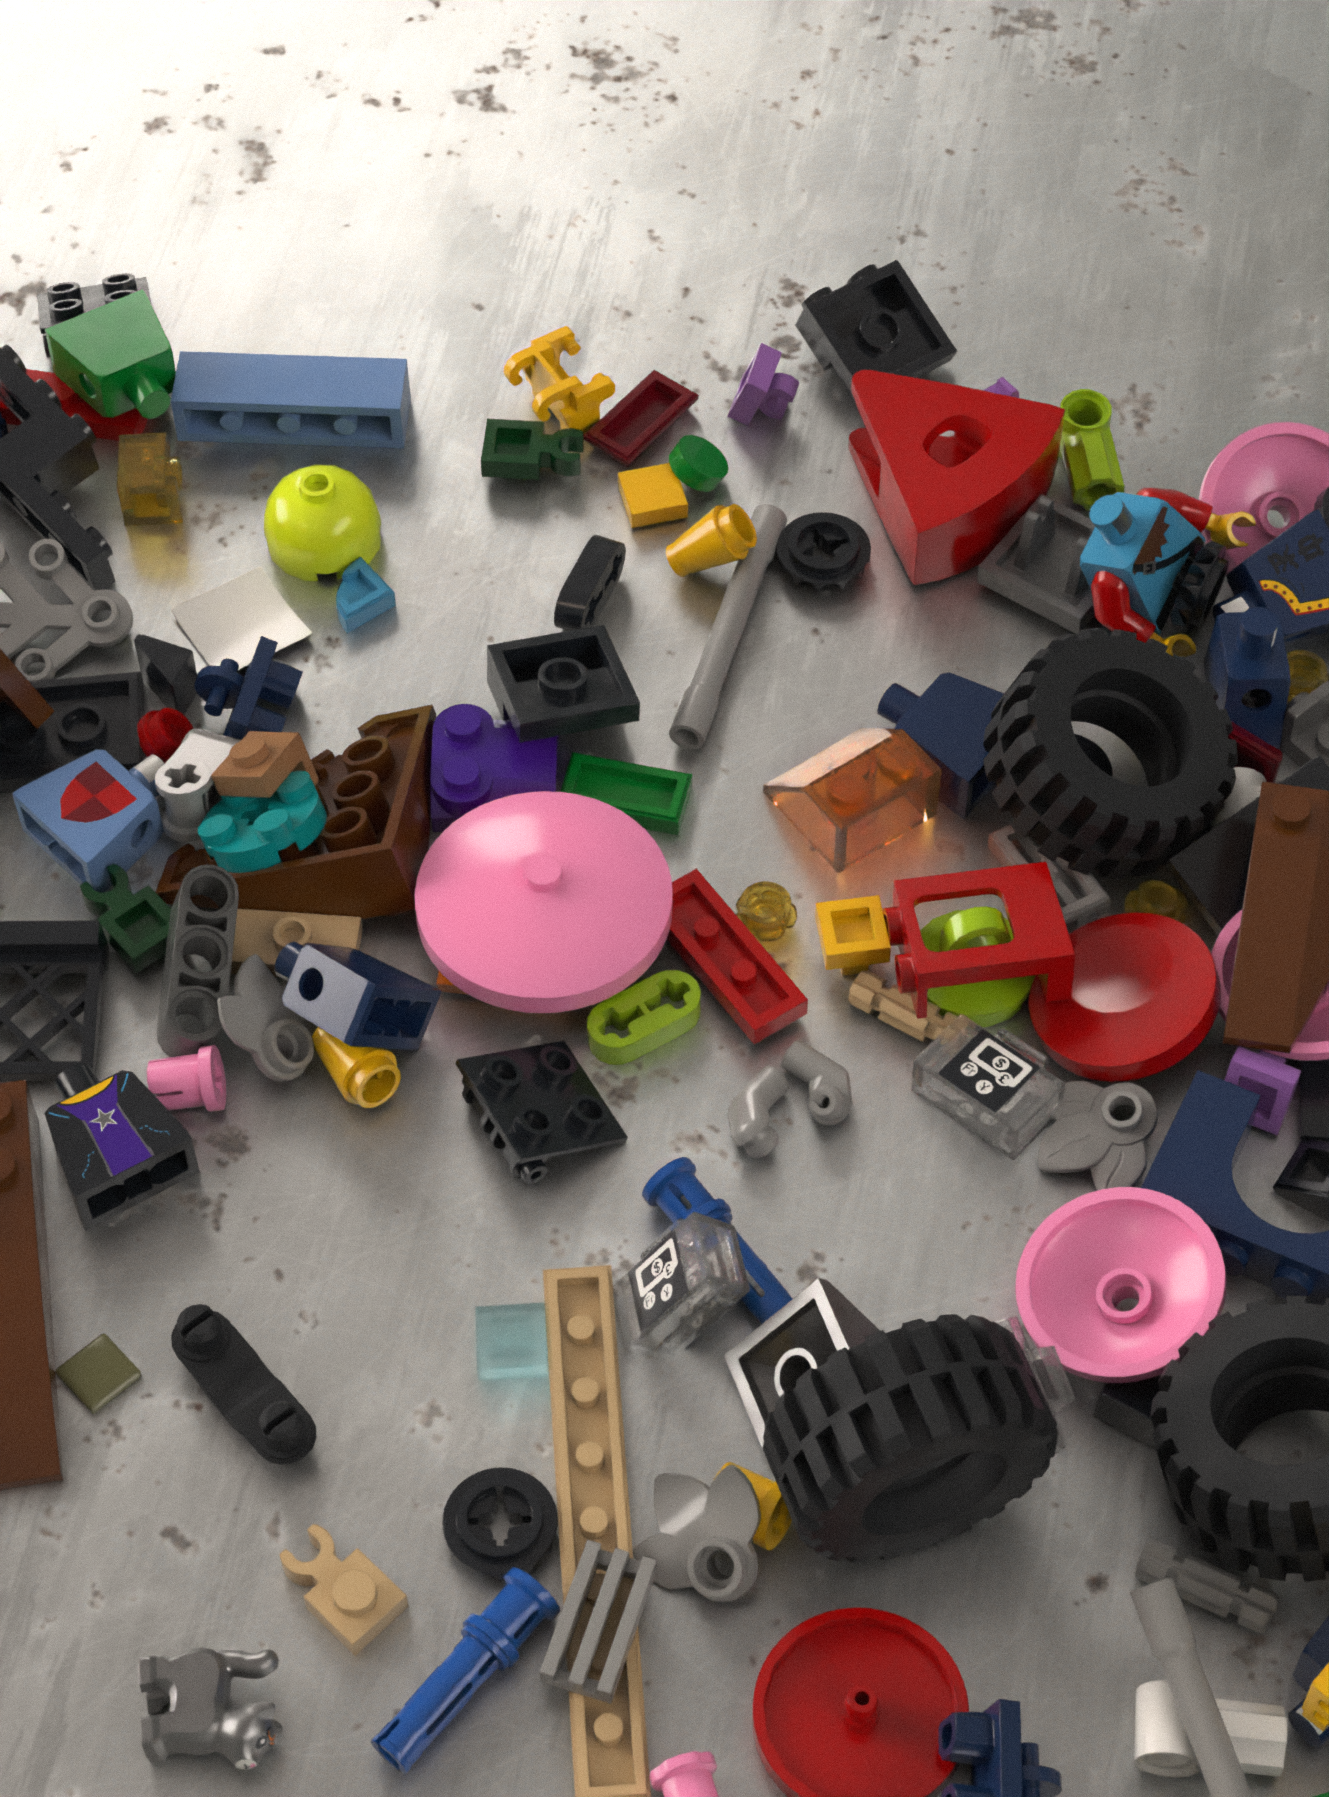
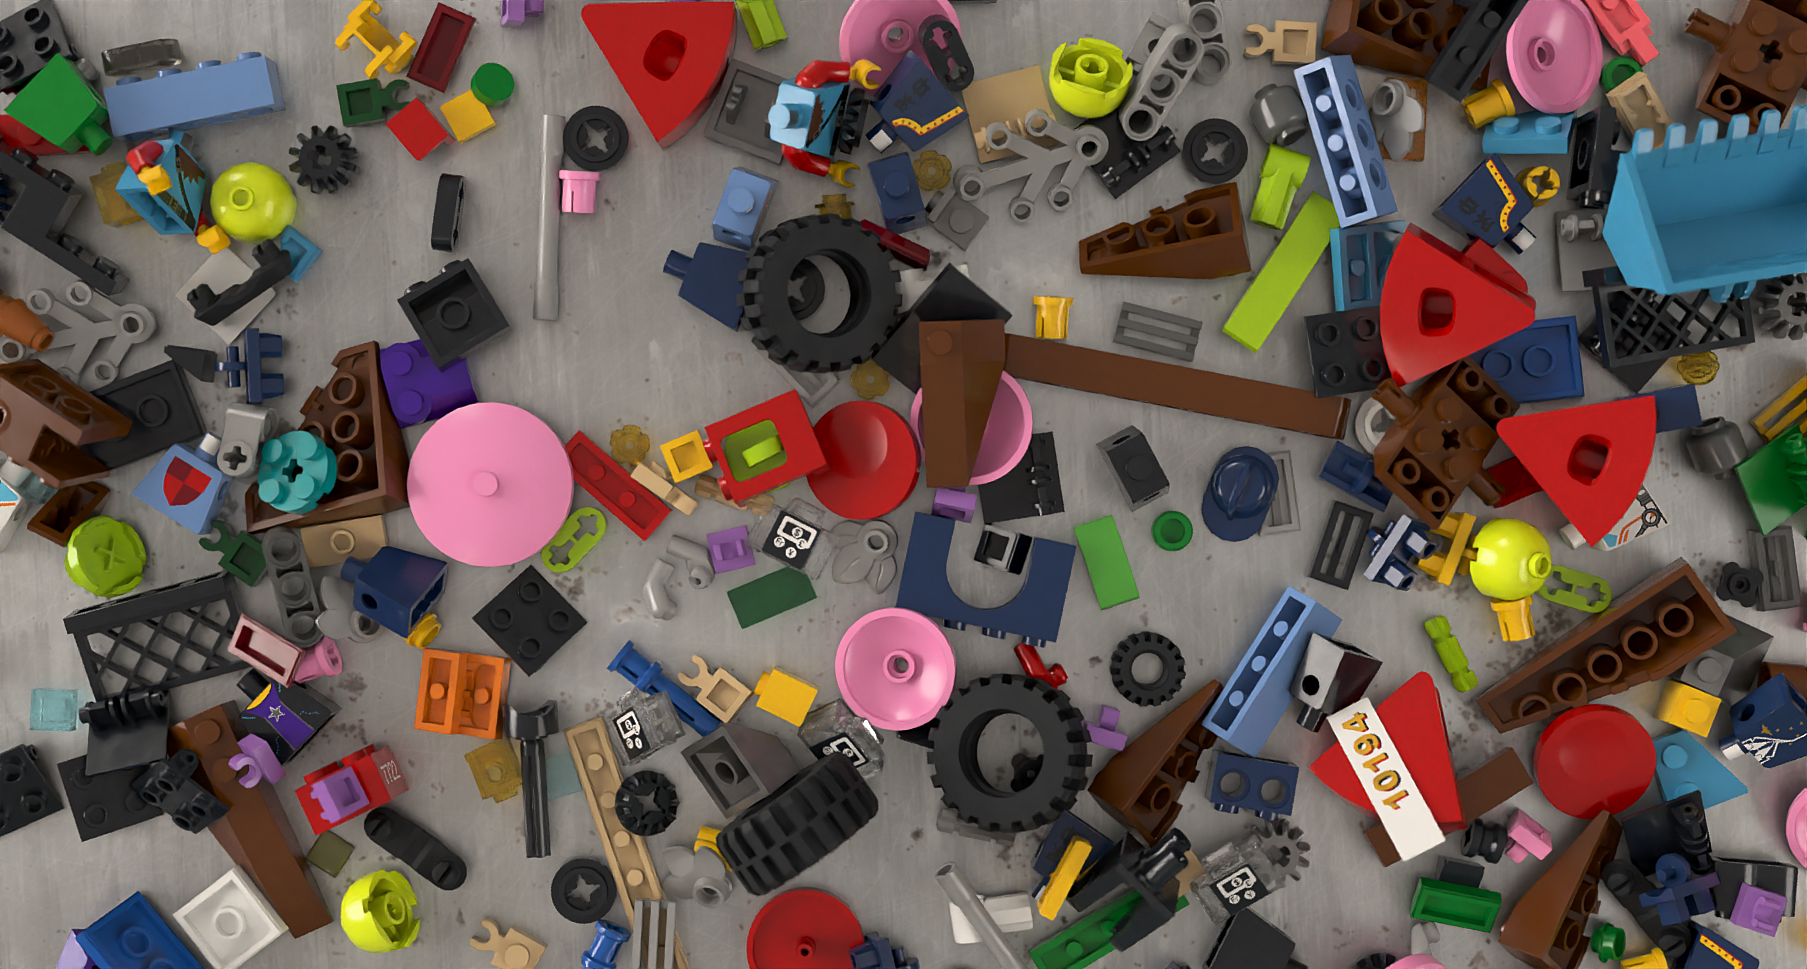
camera: 15 degrees left, 35 degrees up
(57, 1162) = (260, 759): none -> medium lavender tile
(127, 1032) = (266, 650): none -> tile
(148, 1457) = (379, 912): none -> neon yellow cylinder
(162, 732) = (209, 409): red plate -> none
(171, 1198) = (339, 795): none -> medium lavender tile
(179, 1249) = (376, 773): none -> red brick
(220, 465) = (169, 189): none -> torso
(227, 623) = (273, 268): none -> black piece
(240, 336) = (141, 57): none -> clear smoke beam
(262, 764) = (283, 433): medium nougat bracket -> none
(399, 1185) = (462, 693): none -> orange slope
(416, 1295) = (500, 755): none -> clear yellow brick
(439, 494) = (308, 155): none -> black gear
(494, 1245) = (531, 729): none -> black piece
(582, 479) = (419, 129): none -> red panel
(645, 793) = (517, 371): green tile -> none
(655, 1435) = (630, 809): none -> black gear
(714, 540) = (522, 159): yellow cone -> none
(783, 595) = (579, 191): none -> bright pink bush
(801, 1261) = (720, 692): none -> tan plate
(803, 963) = (657, 480): none -> tan plate
(858, 794) = (661, 338): clear orange slope -> none
(884, 1085) = (729, 549): none -> medium lavender tile
(923, 1286) = (785, 695): none -> yellow brick
(933, 1161) = (770, 595): none -> clear green tile
(1014, 633) = (743, 208): none -> medium blue torso

